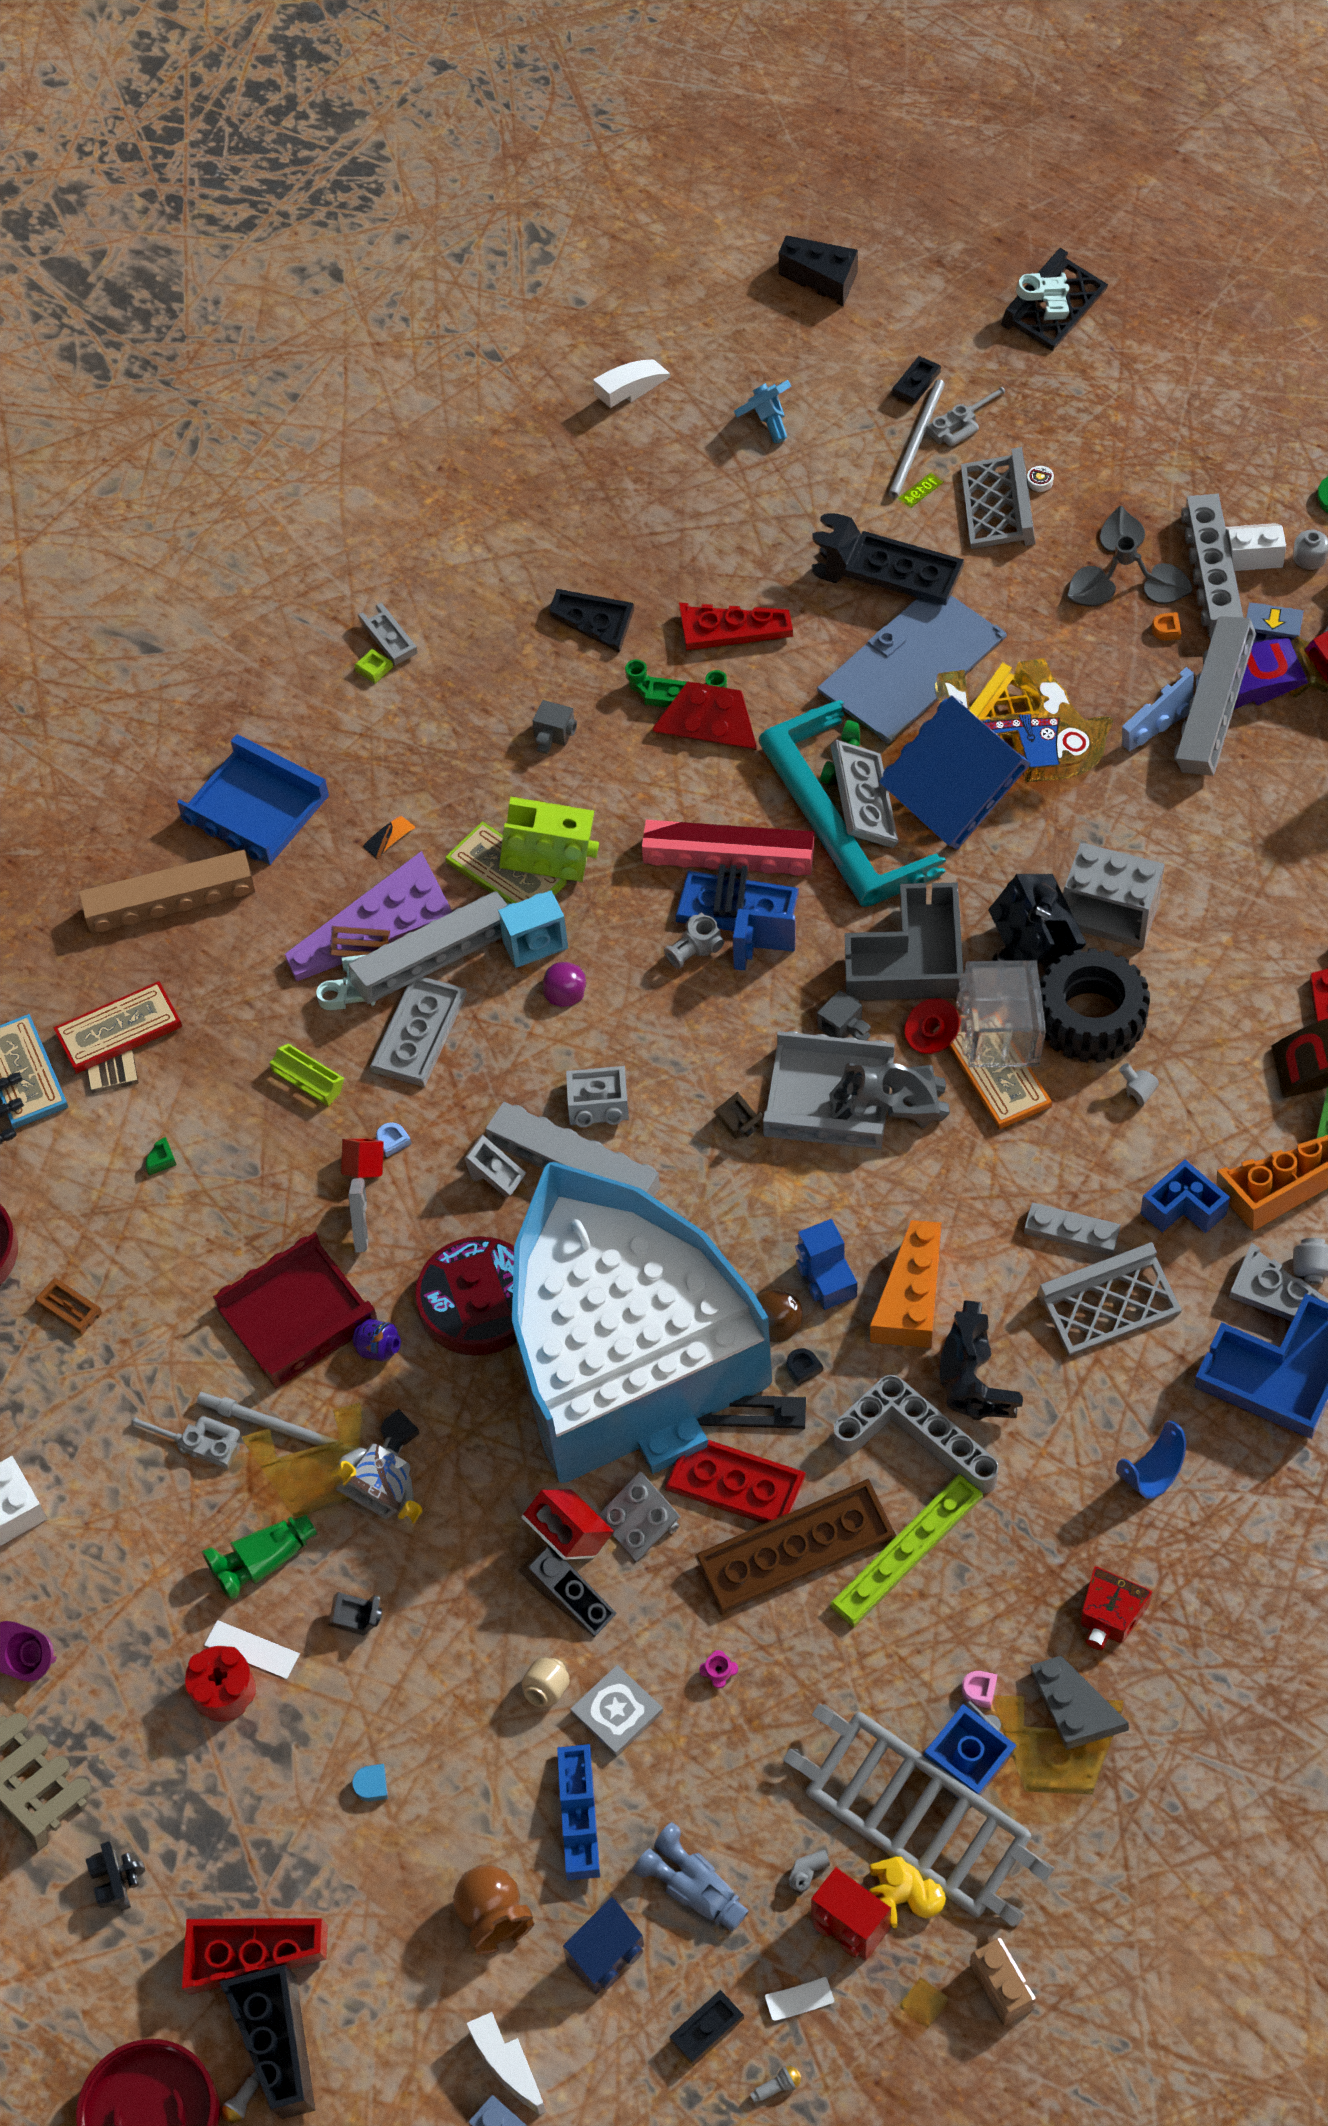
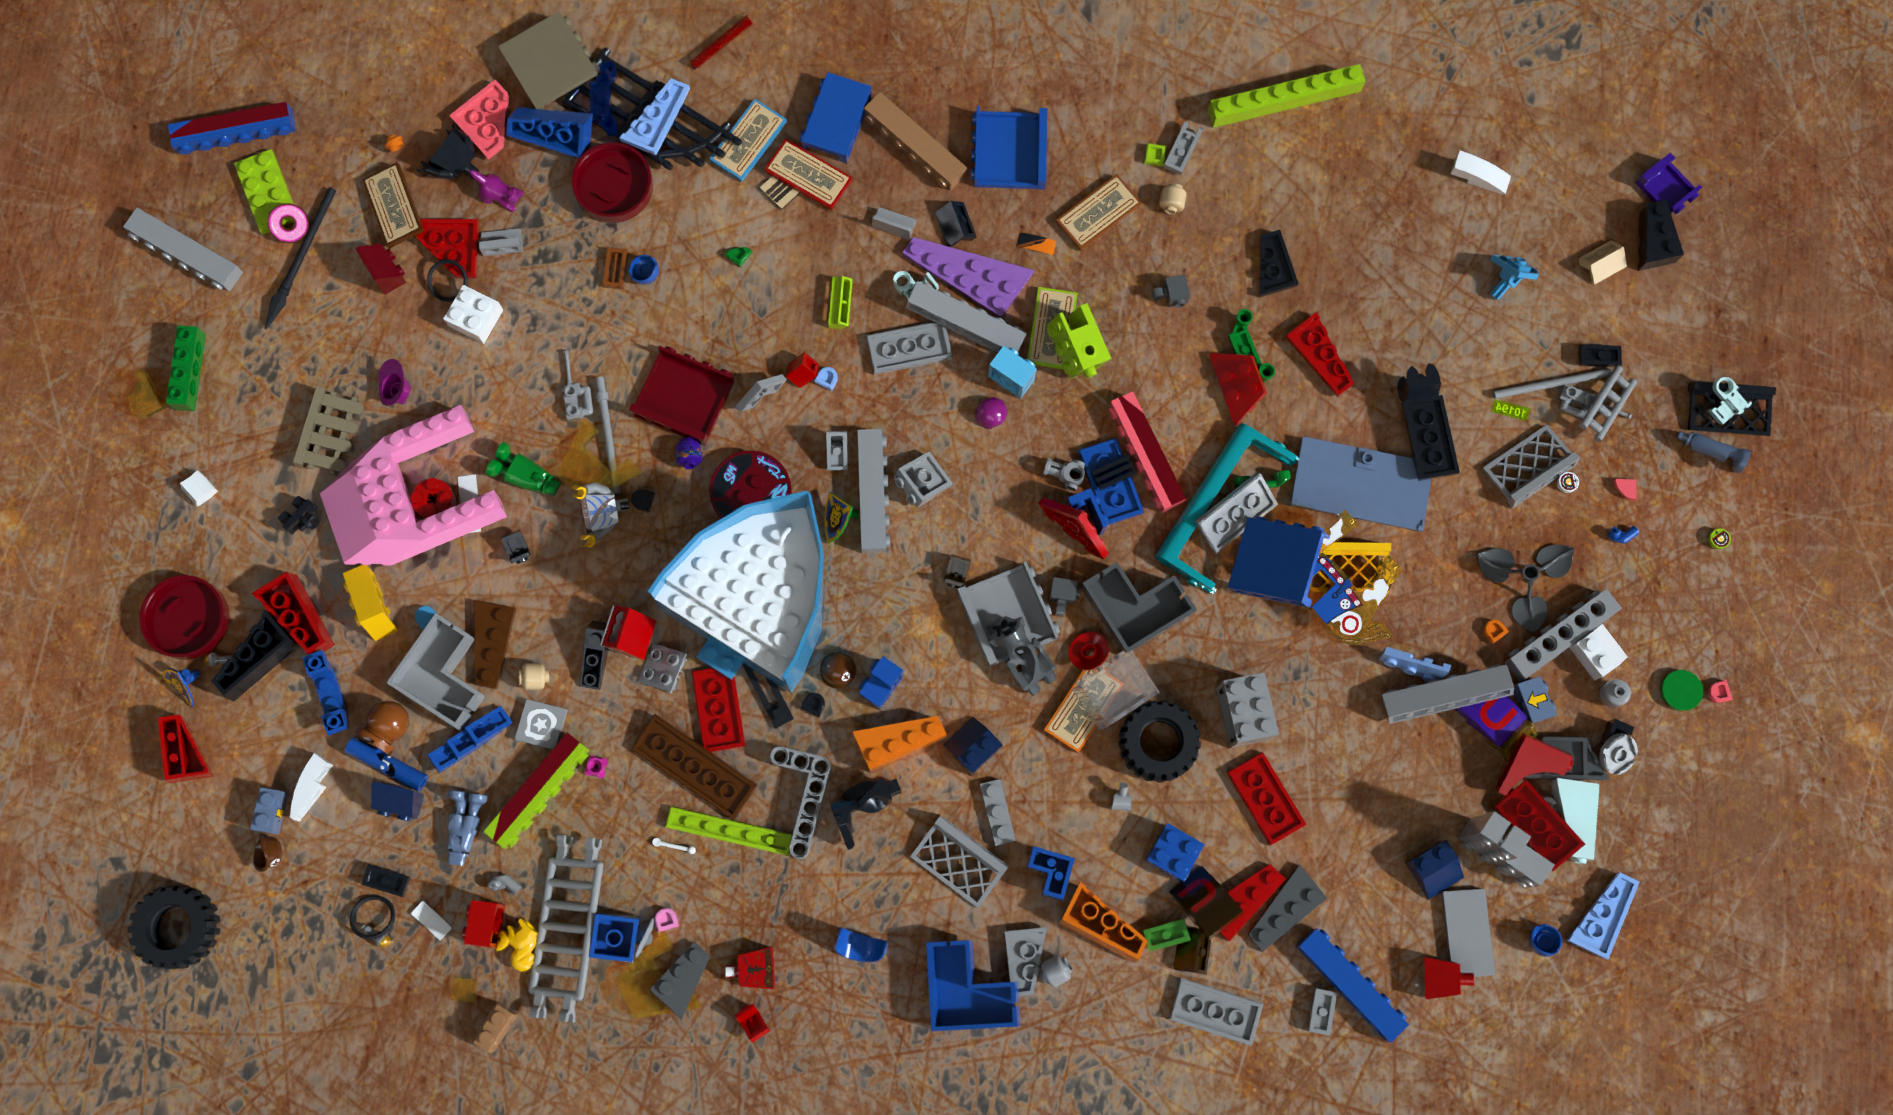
camera: 50 degrees right, 20 degrees up
(69, 956) = (836, 116): none -> blue panel
(98, 1268) = (644, 269): none -> blue hair
(185, 1762) = (373, 507): none -> bright pink wedge
(251, 967) = (893, 223): none -> light grey panel
(300, 904) = (955, 223): none -> black panel
(301, 1840) = (368, 602): none -> yellow wedge
(356, 930) = (941, 277): dark orange tile -> none
(390, 1969) = (329, 692): none -> blue slope
(399, 754) = (1098, 212): none -> tile
(403, 508) = (1286, 95): none -> lime brick
(440, 671) = (1173, 198): none -> tan head
(460, 1715) = (492, 635): none -> reddish brown wing
(460, 1815) = (428, 669): none -> light grey piece
(527, 1948) = (380, 760): none -> blue piece
(706, 1760) = (536, 791): none -> brick
(764, 235) = (1669, 184): none -> dark purple panel
(767, 957) = (1075, 525): none -> red plate
(769, 2095) = (388, 927): none -> black tyre
(811, 324) = (1604, 261): none -> tan panel
(867, 1647) = (657, 842): none -> white hinge
(972, 1209) = (973, 745): none -> dark blue slope
(975, 406) = (1597, 405): none -> light grey bar
(1035, 921) = (1193, 675): black torso -> none
(1081, 431) = (1626, 488): none -> coral tile
(1095, 331) = (1716, 449): none -> sand blue piece
(1135, 460) = (1621, 536): none -> blue arm
(1181, 1647) = (752, 1022): none -> red bracket
(1194, 381) = (1719, 539): none -> tile
(1228, 940) = (1266, 798): none -> red tile
(1239, 1061) = (1174, 852): none -> blue brick

